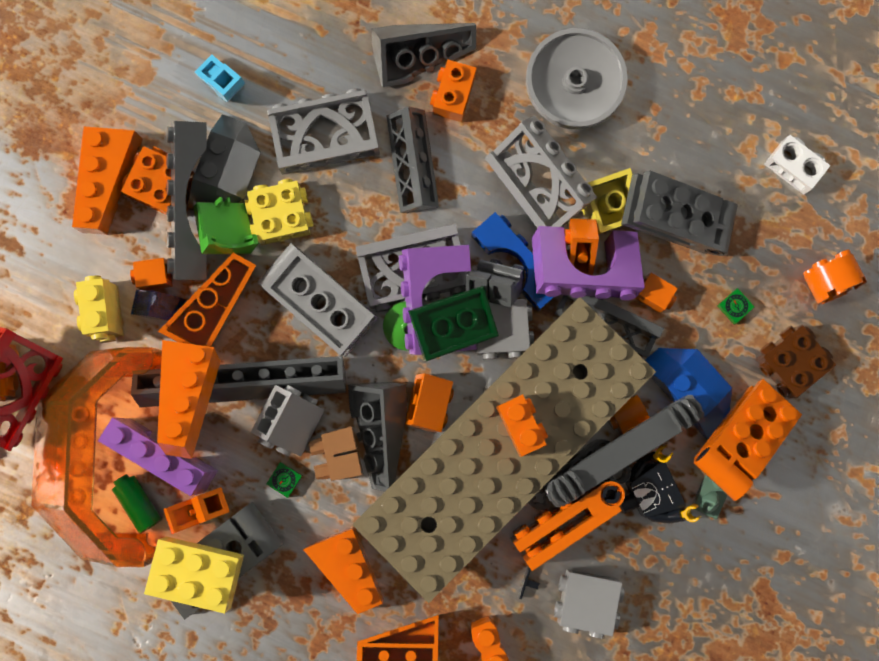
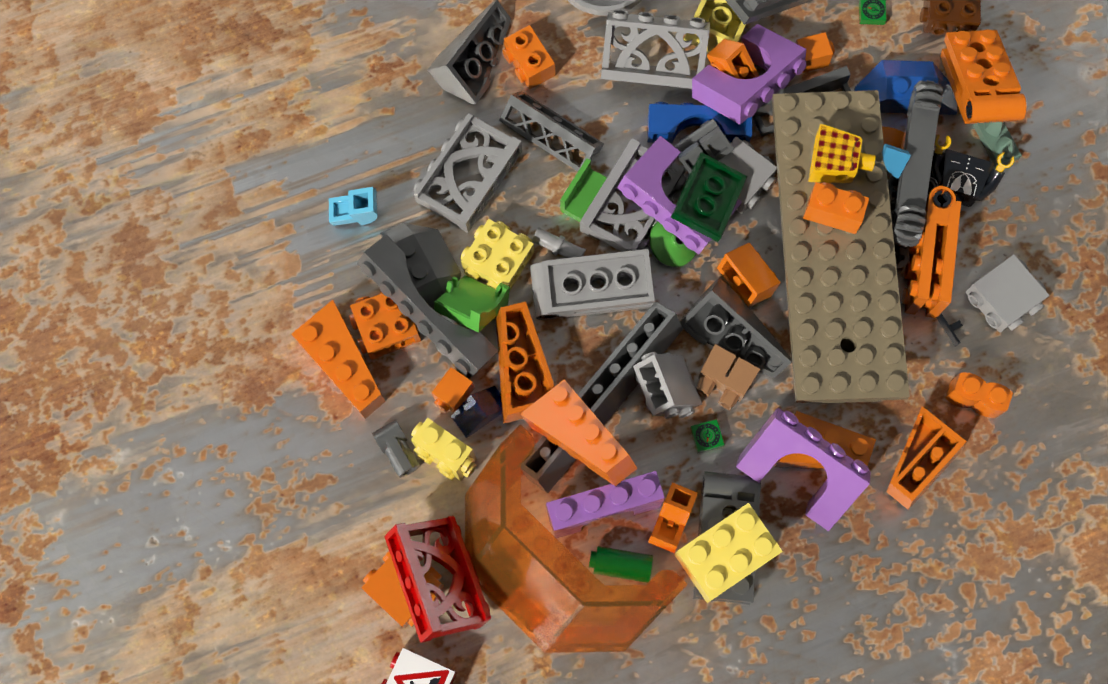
camera: 40 degrees left, 10 degrees down
(77, 266) = (394, 444): none -> dark grey piece
(319, 541) = (785, 436): none -> medium lavender arch
(328, 247) = (557, 244): none -> light grey pin
(385, 225) = (581, 191): none -> bright green panel
(566, 391) = (837, 156): none -> yellow torso
(608, 433) = (895, 159): none -> dark azure tile

